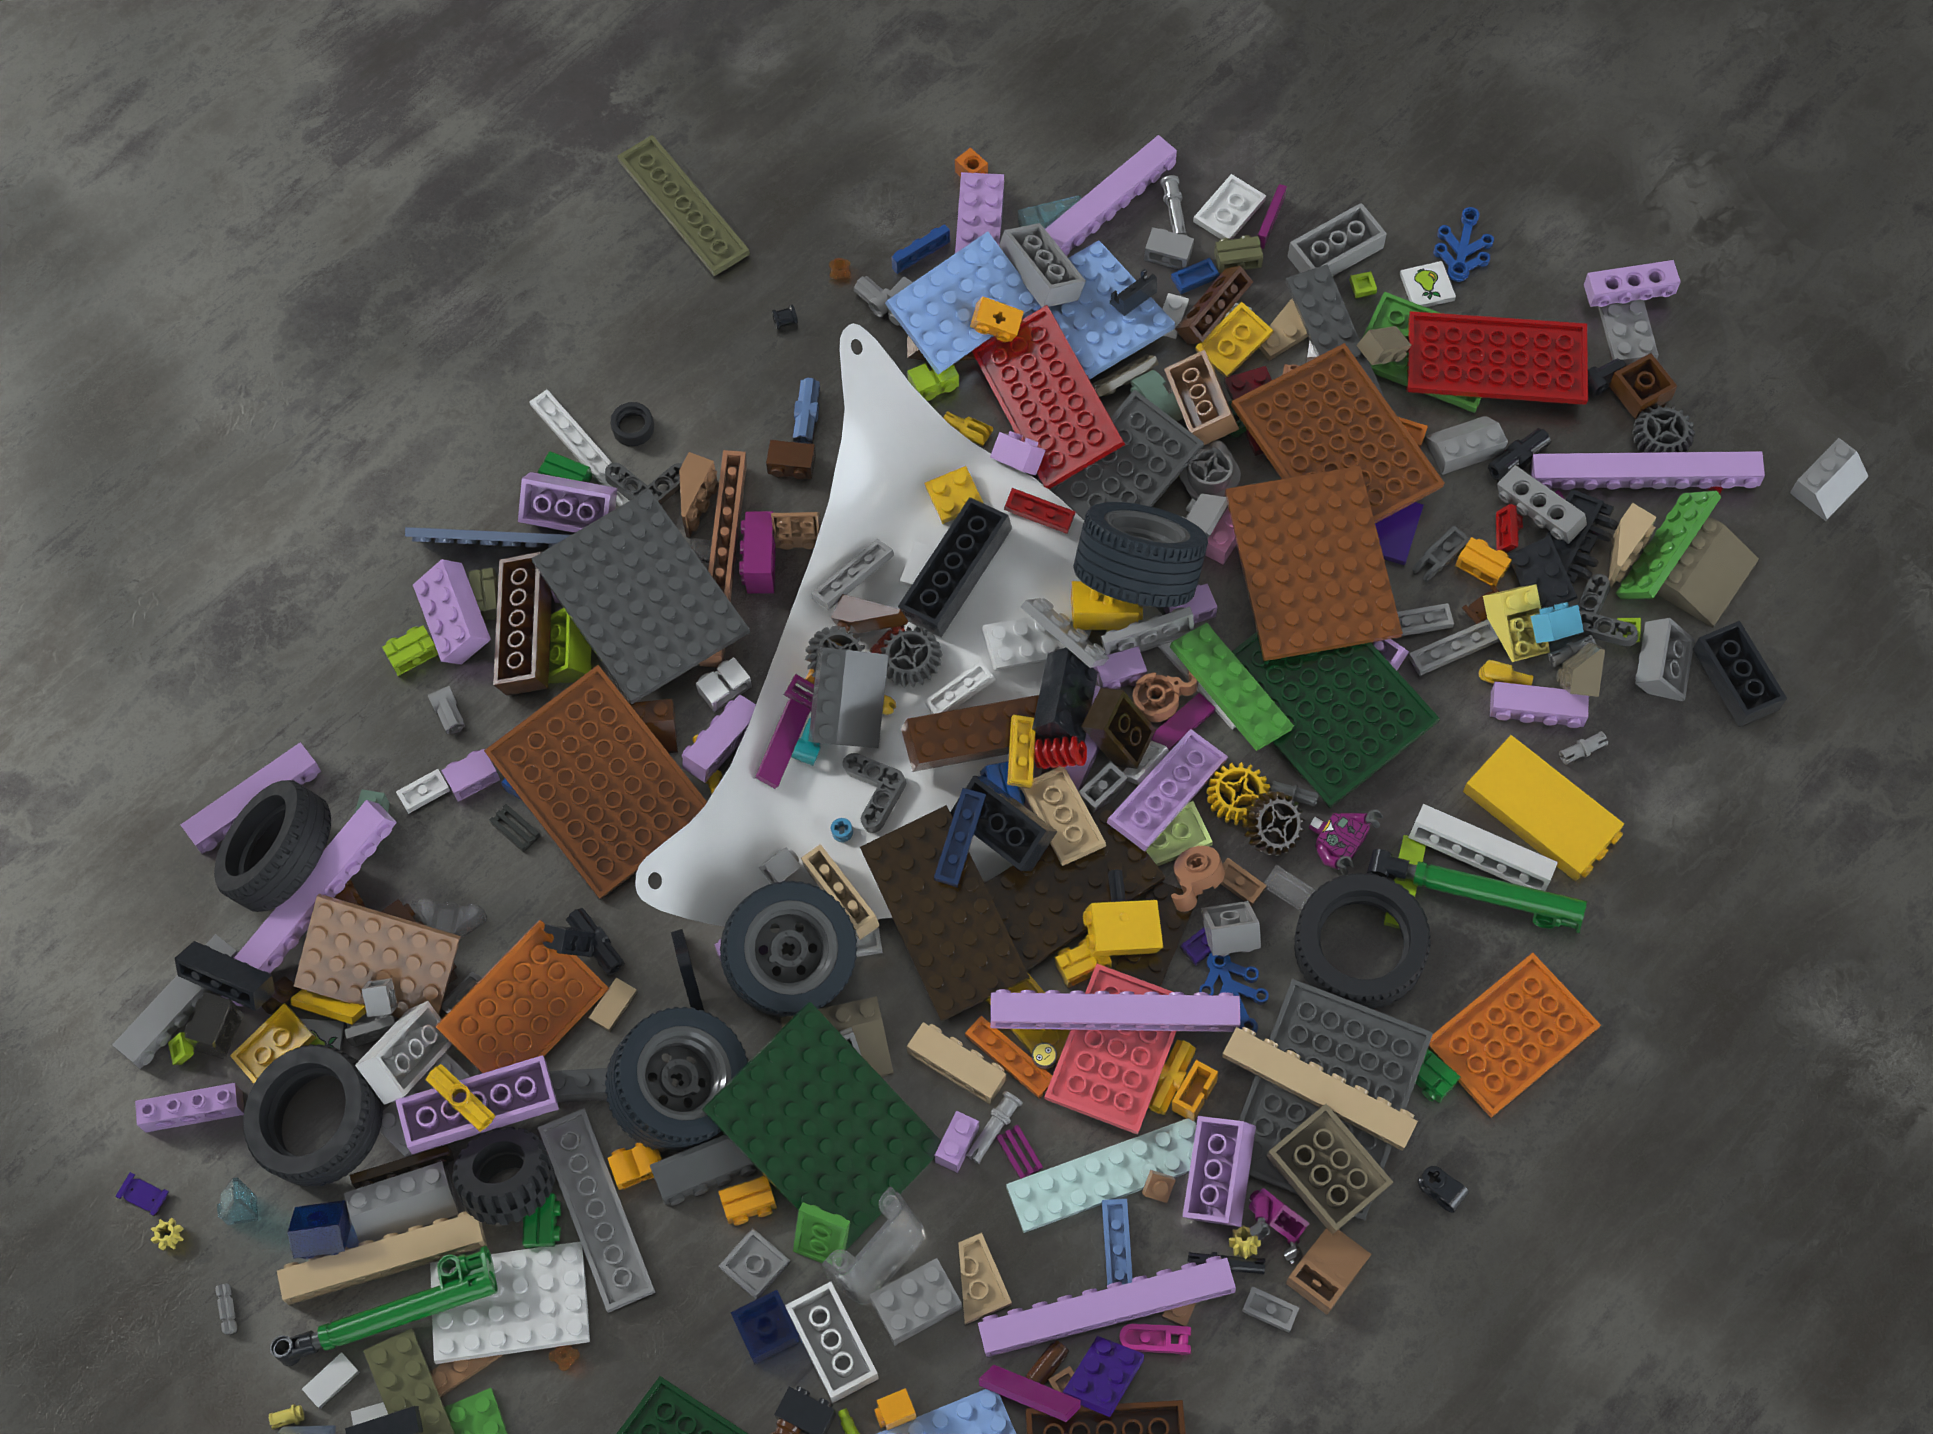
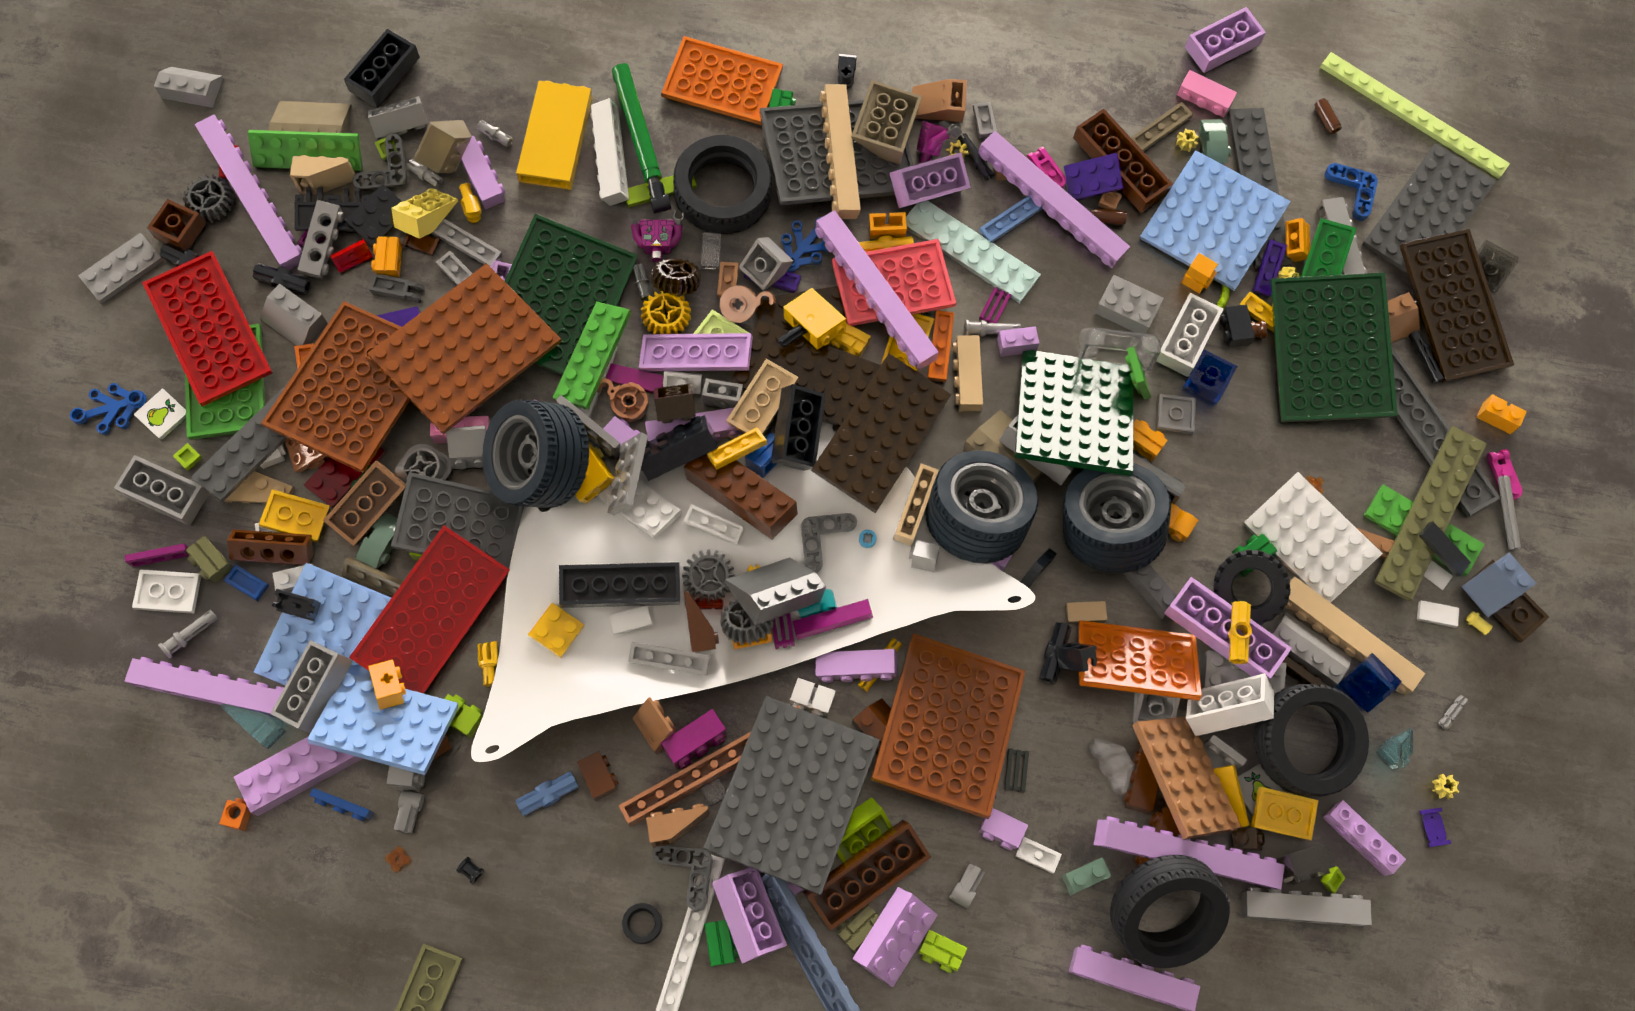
camera: 130 degrees left, 5 degrees up
(224, 975) = (1276, 872): black brick -> none
(379, 998) = (1208, 754): light grey brick -> none
(469, 1281) = (1327, 559): green piece -> none
(596, 1210) = (1219, 525): light grey plate -> none
(959, 837) = (831, 440): dark blue plate -> none
(981, 1282) = (1087, 280): tan wing -> none
(1018, 453) = (493, 603): lavender brick -> none
(1029, 1393) = (1134, 208): magenta tile -> none
(1039, 510) = (533, 559): red tile -> none
(1044, 1055) = (928, 322): tile -> none
(1059, 754) = (721, 423): red piece -> none
(1158, 1186) = (959, 215): medium nougat plate -> none
(1168, 249) = (232, 613): light grey brick -> none
(1384, 345) = (244, 401): dark tan brick -> none
(1557, 623) = (413, 184): medium azure brick -> none
(1641, 276) = (68, 252): lavender brick -> none

